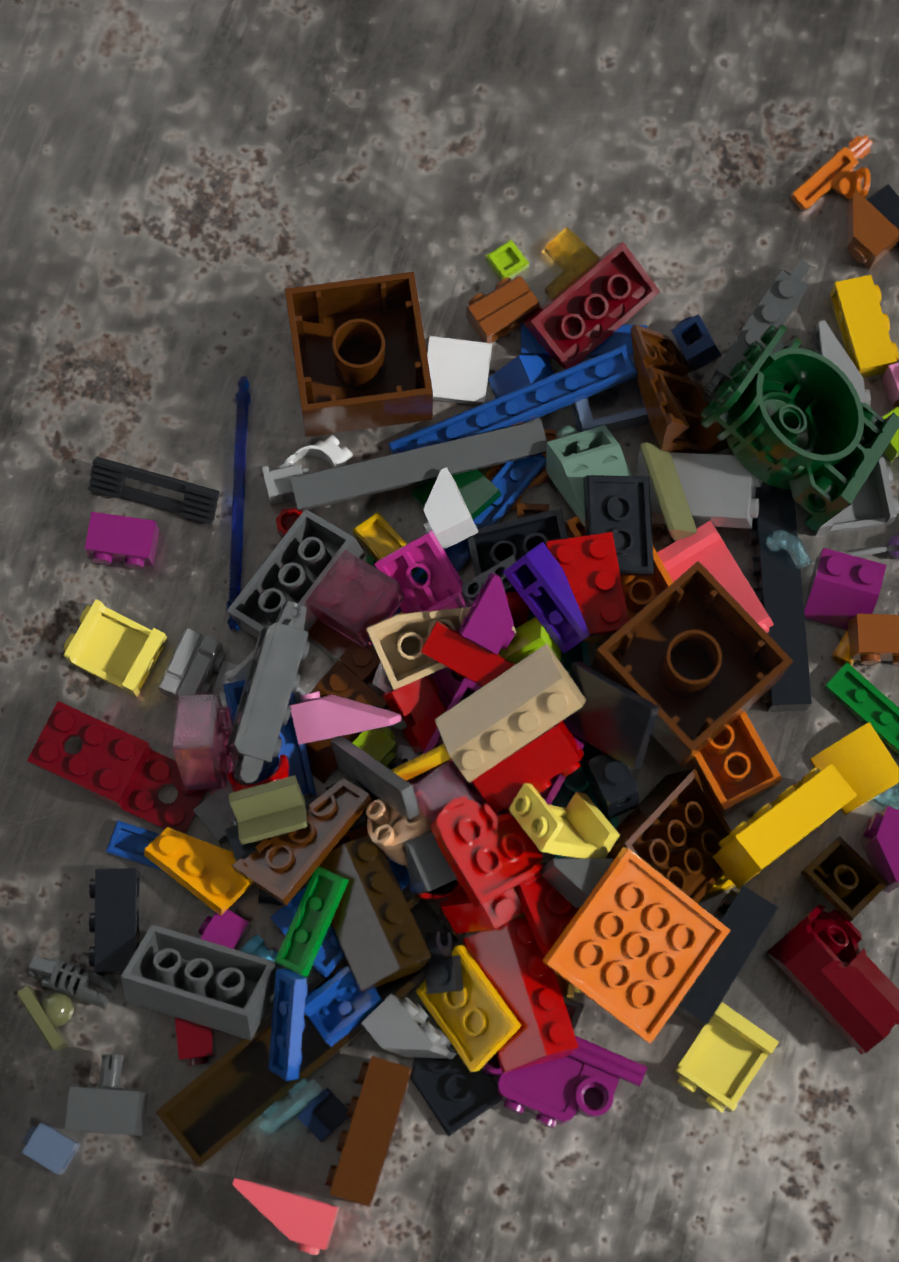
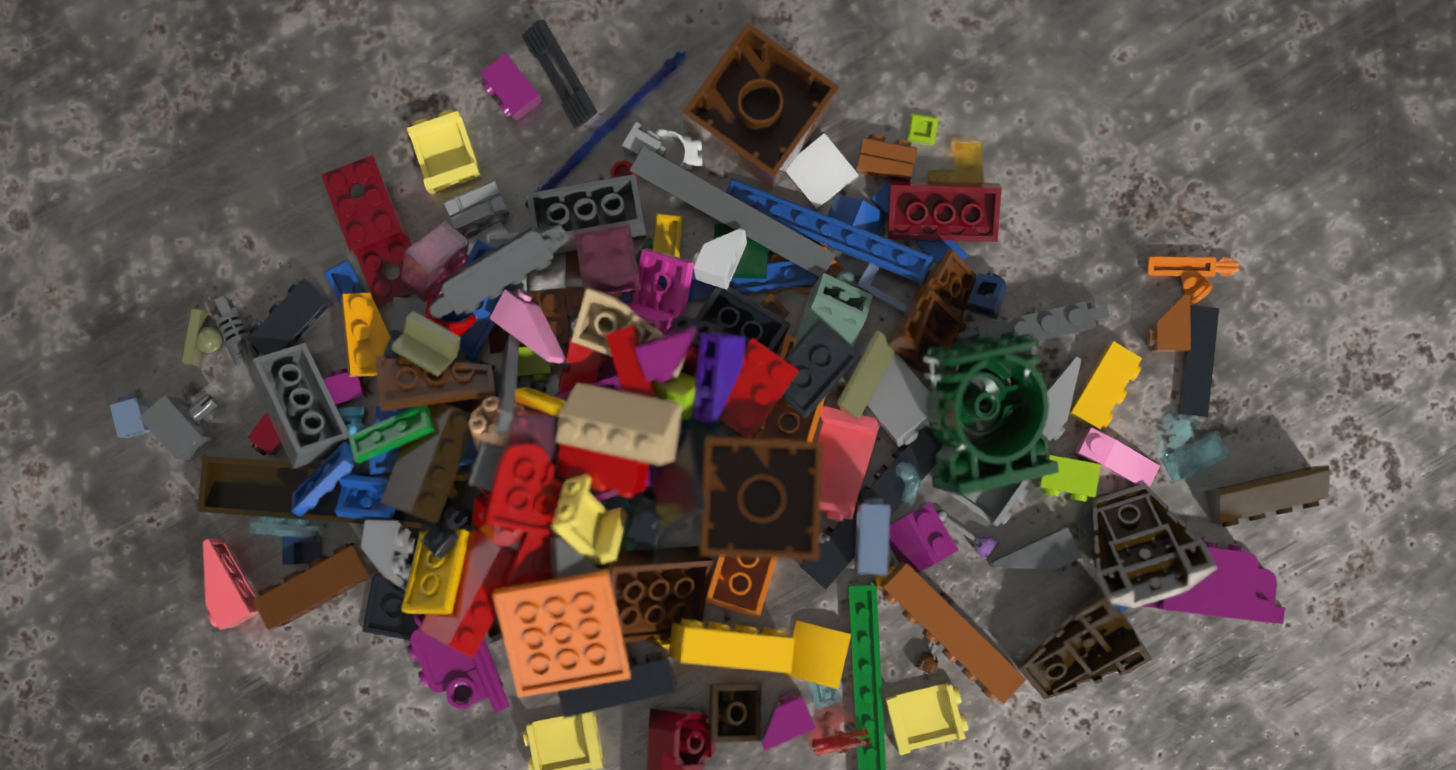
camera: 50 degrees right, 10 degrees up
(808, 616) = (872, 537): none -> sand blue window

